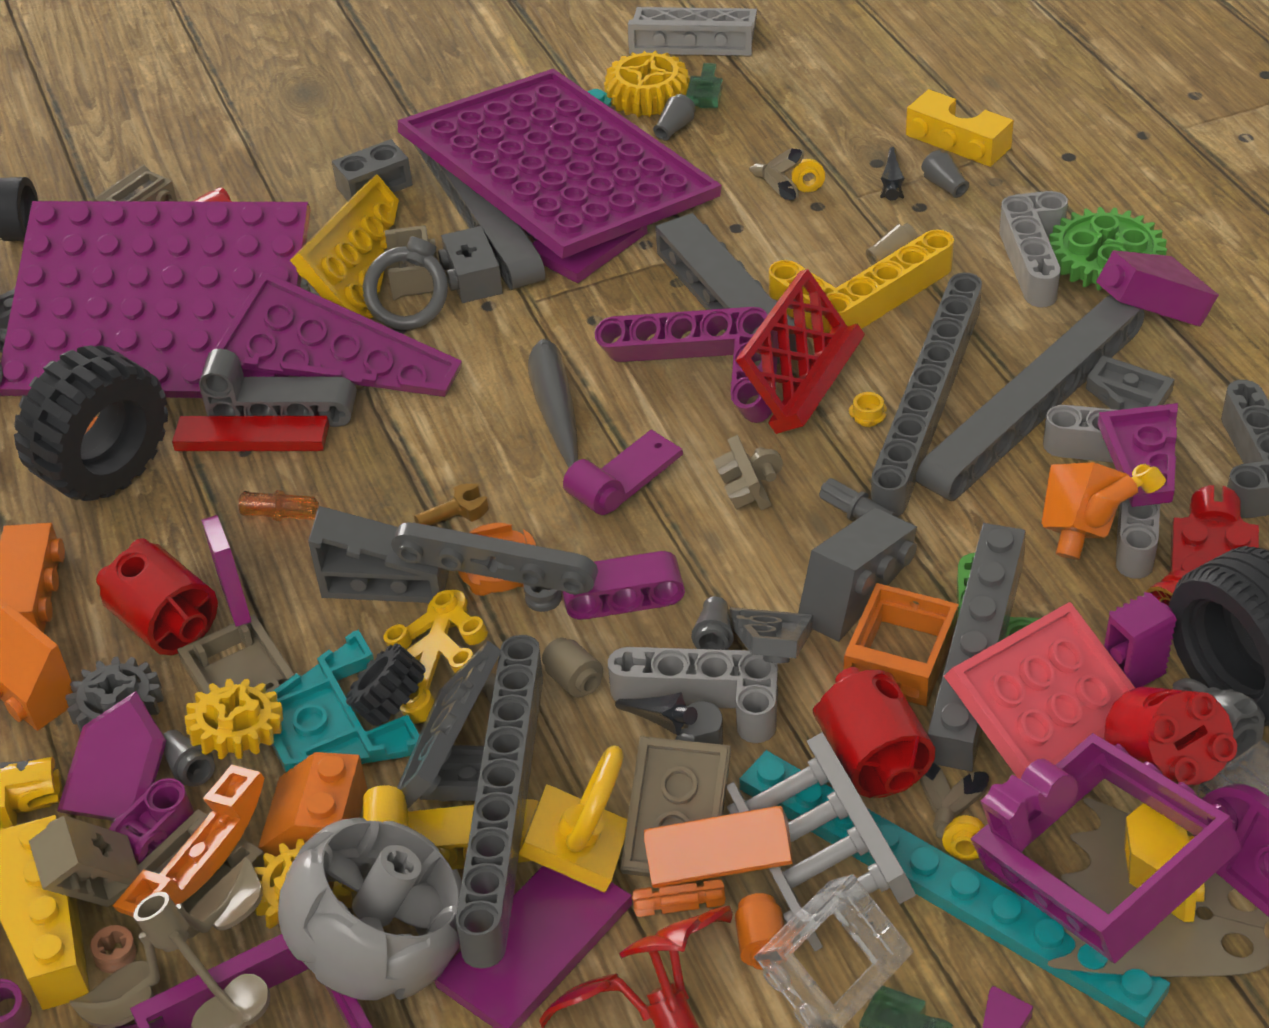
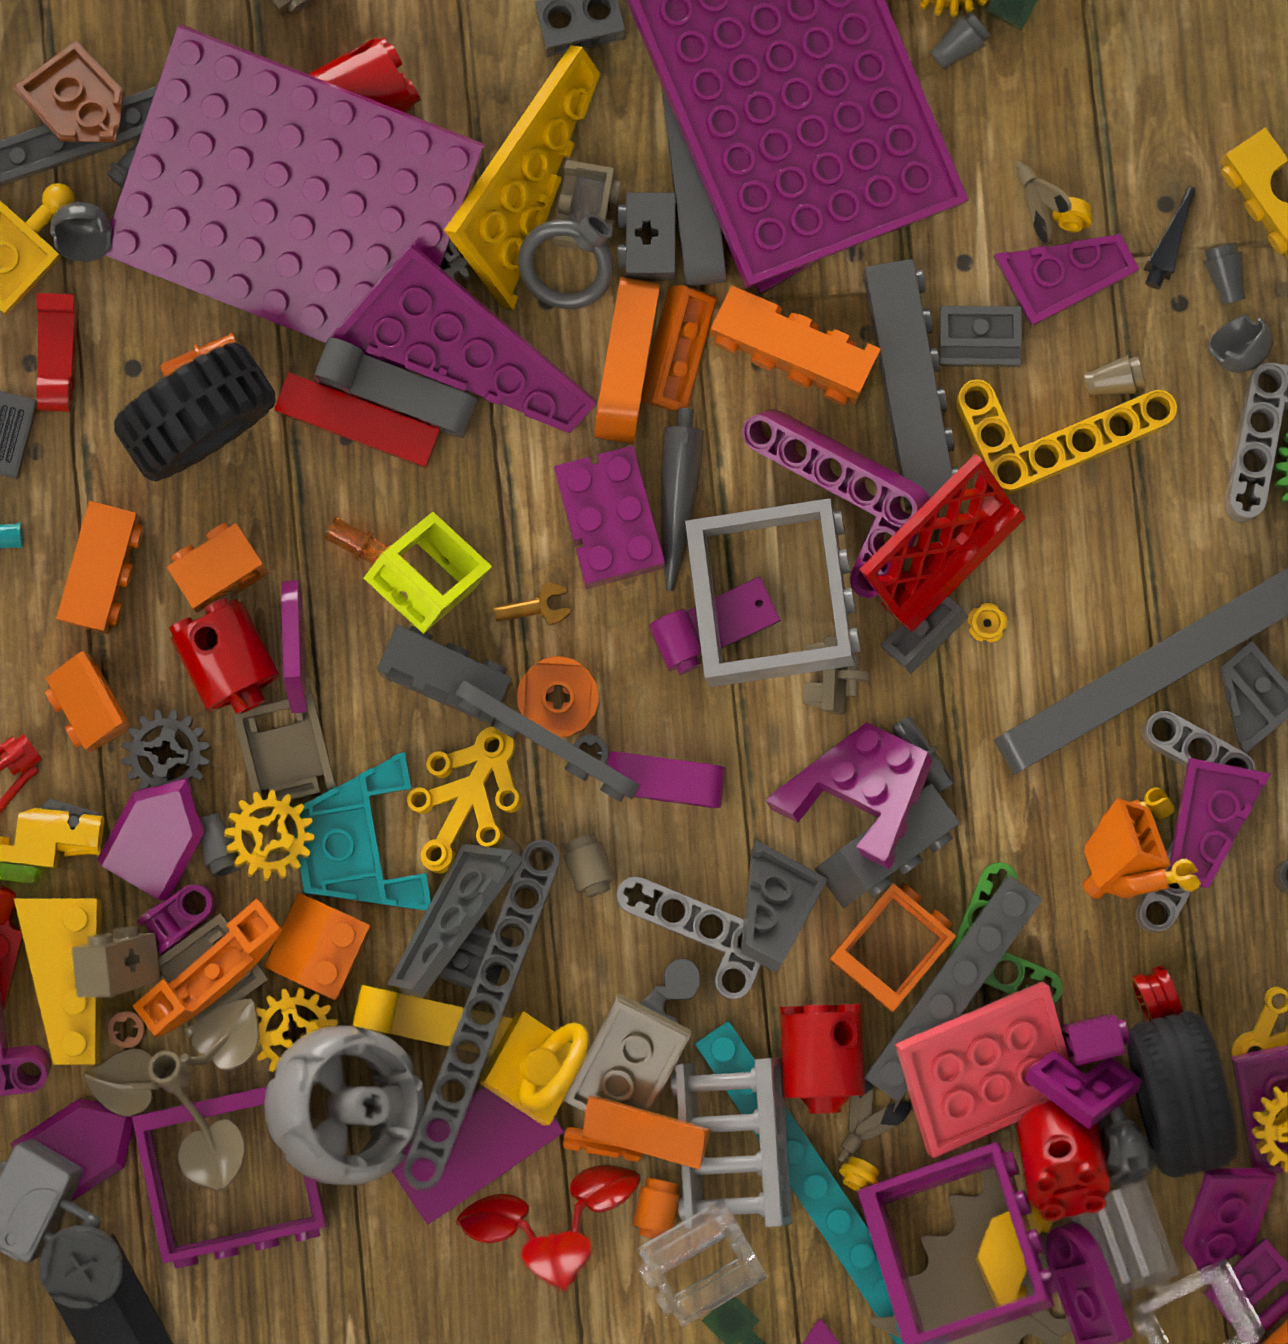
camera: 10 degrees right, 40 degrees up
(138, 514) = (217, 566): none -> orange brick
(340, 486) = (424, 603): none -> neon yellow window
(385, 684) = (425, 850): black tyre -> none
(479, 336) = (626, 360): none -> orange beam
(500, 426) = (610, 517): none -> magenta piece
(519, 323) = (677, 348): none -> orange slope
(620, 283) = (793, 346): none -> orange wedge
(665, 710) = (650, 968): black piece -> none
(684, 460) = (786, 664): none -> light grey window
(713, 626) = (732, 861): dark grey cone -> none
(763, 249) = (980, 336): none -> dark grey plate
(811, 437) = (914, 647): none -> dark grey plate
(819, 209) = (1062, 275): none -> magenta wing
(830, 511) = (870, 773): none -> magenta wing
(926, 393) = (1067, 604): dark grey beam -> none
(984, 206) = (1241, 344): none -> dark grey hair
(1041, 789) = (919, 1193): magenta leg -> none
(1161, 669) = (1083, 1095): none -> magenta plate
(1209, 529) = (1228, 935): red plate -> none

